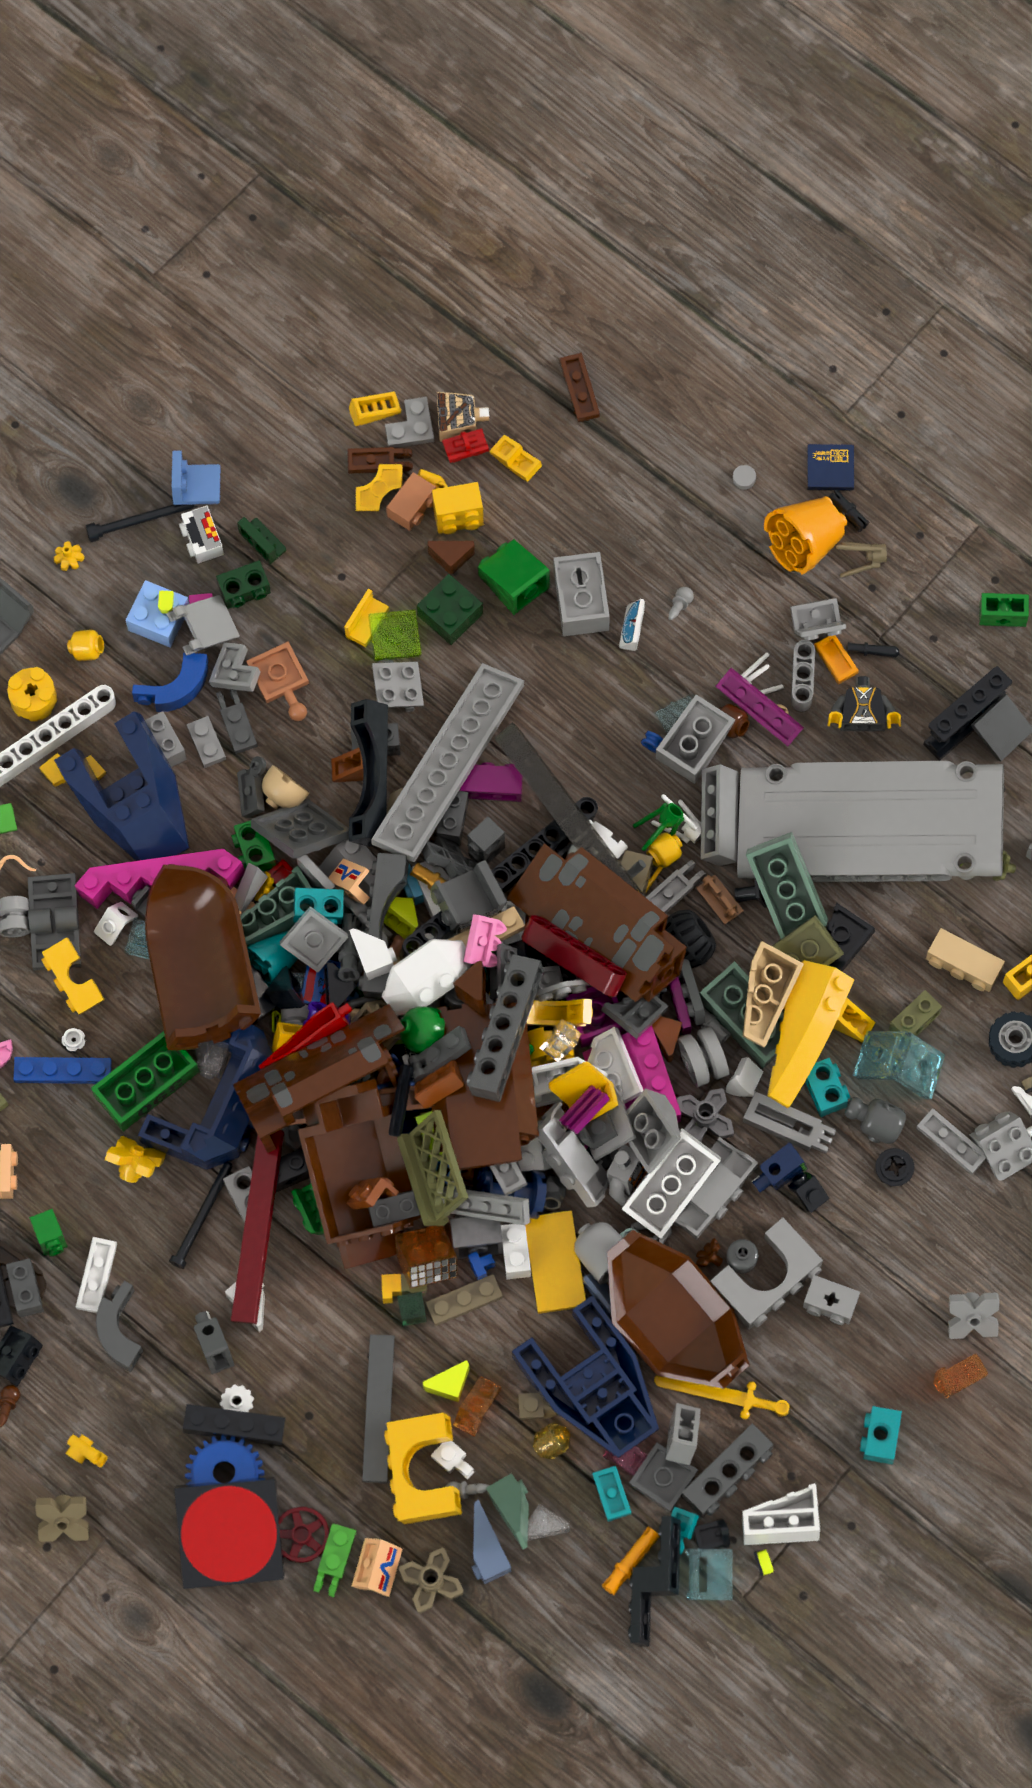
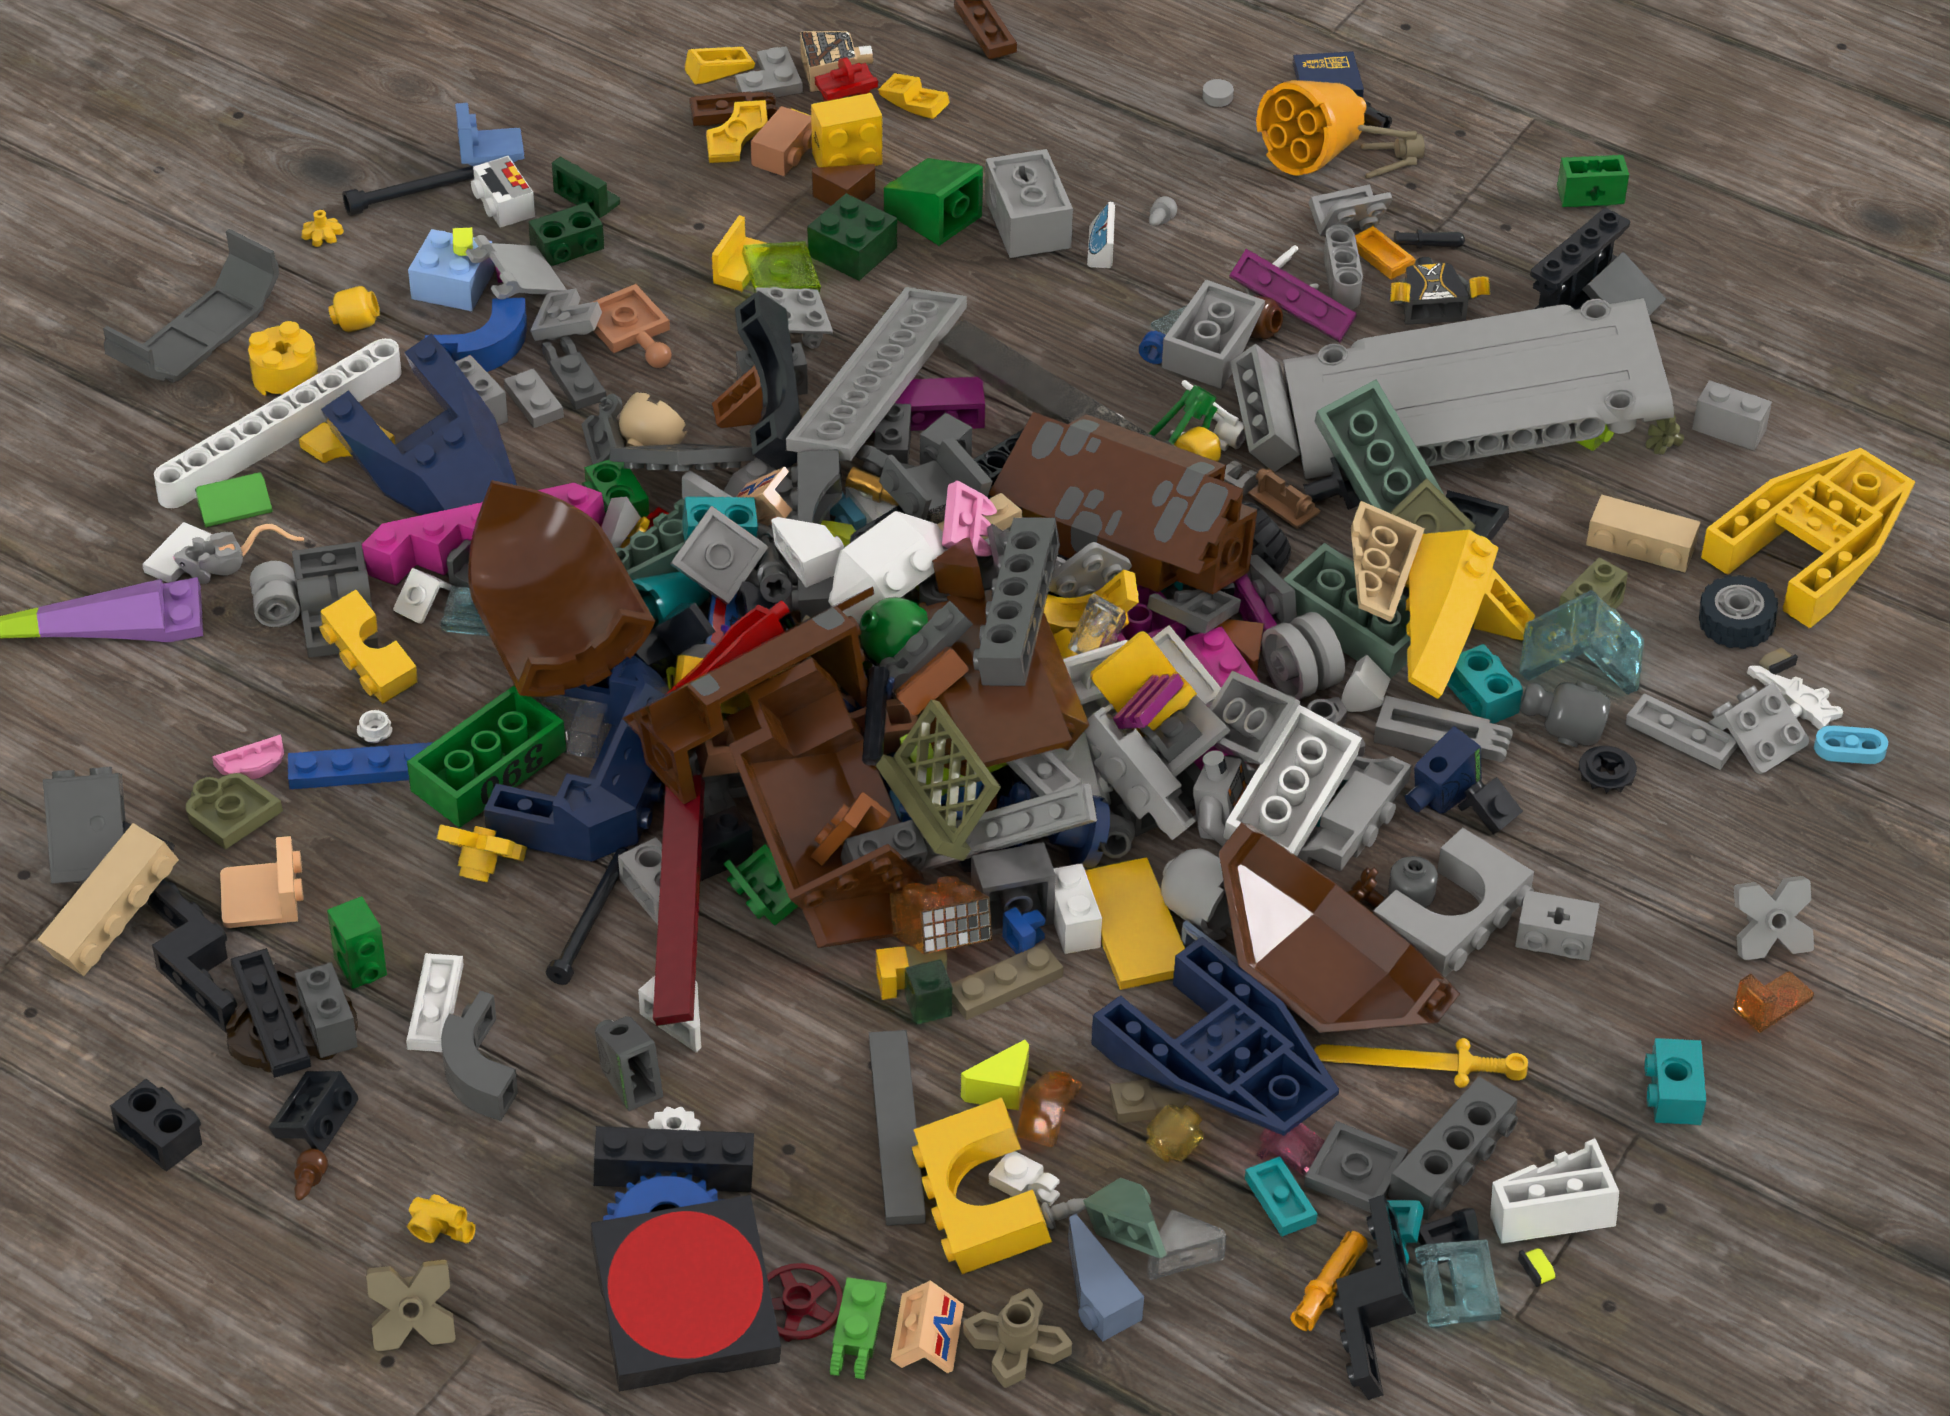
camera: 10 degrees left, 25 degrees down
(573, 955) = (1127, 537): dark red beam -> none
(683, 1434) = (1376, 1099): light grey brick -> none

